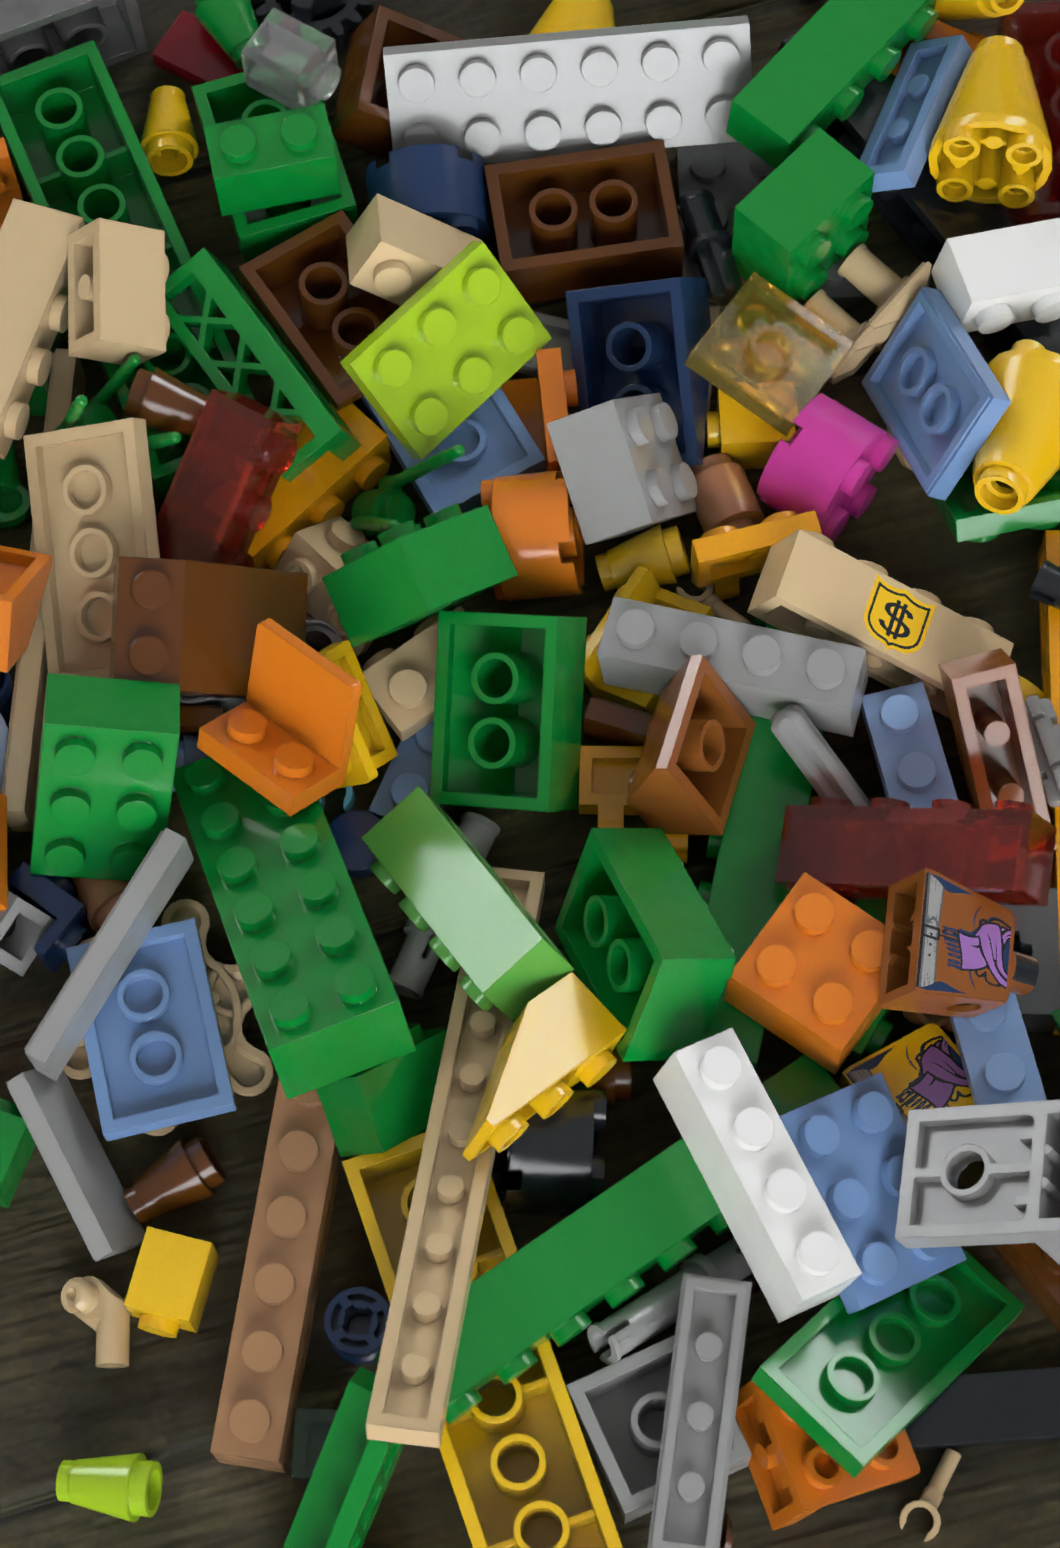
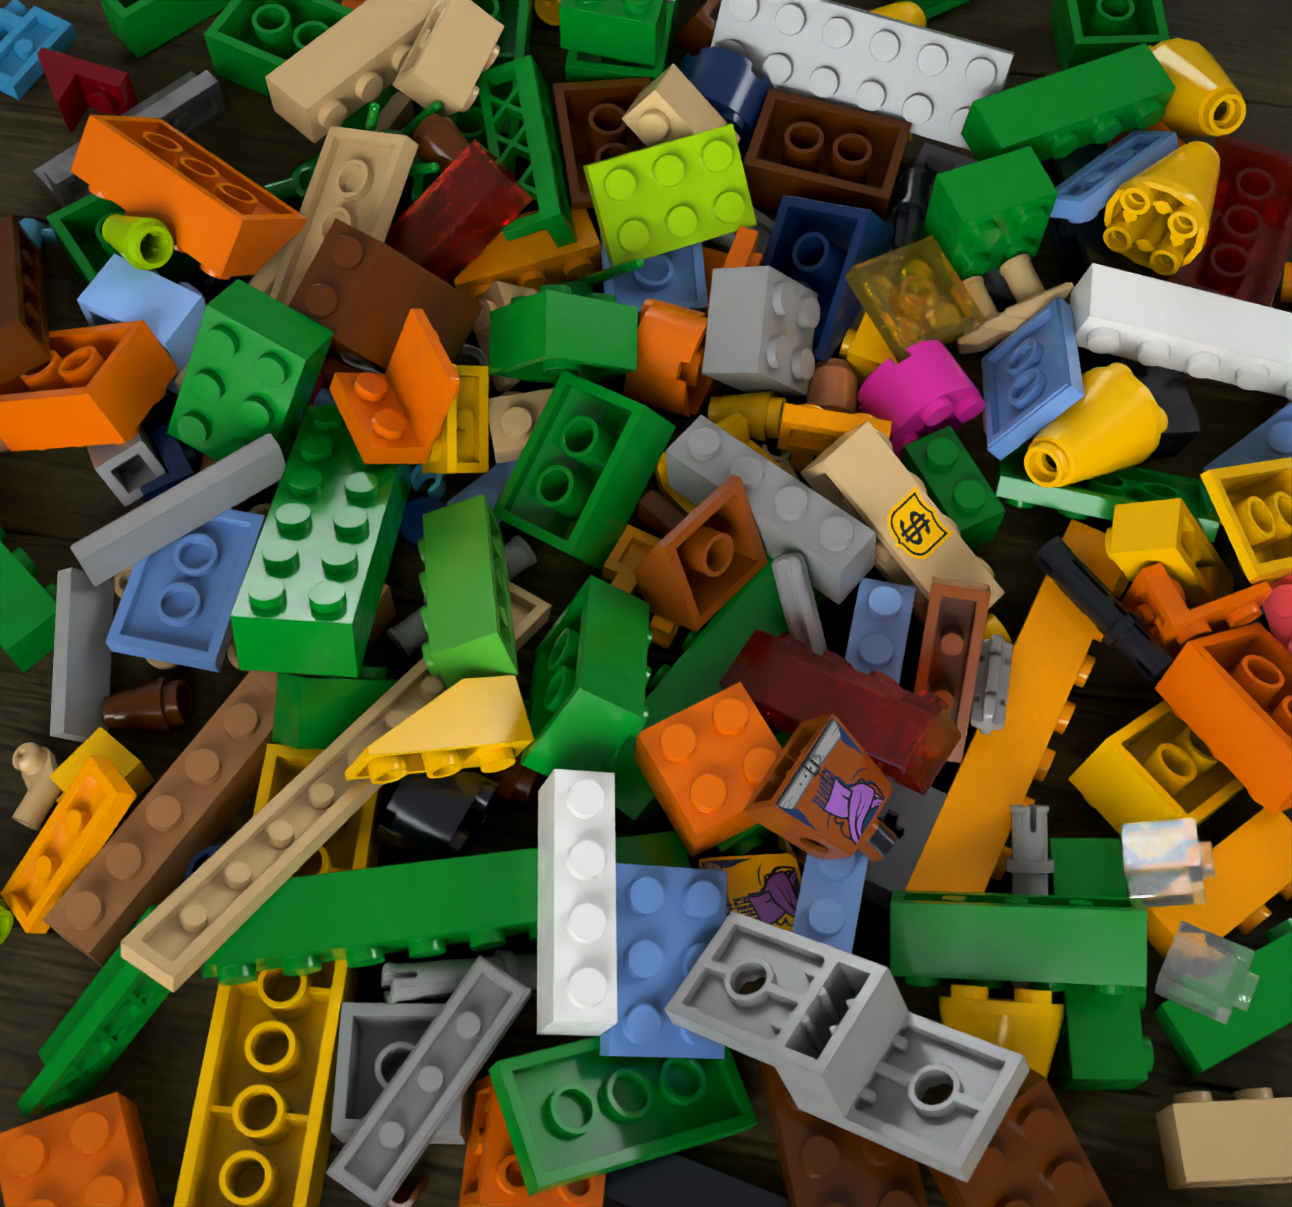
camera: 20 degrees right, 5 degrees down
(187, 1363) = (68, 842): none -> light orange plate
(905, 545) = (955, 485): none -> green brick

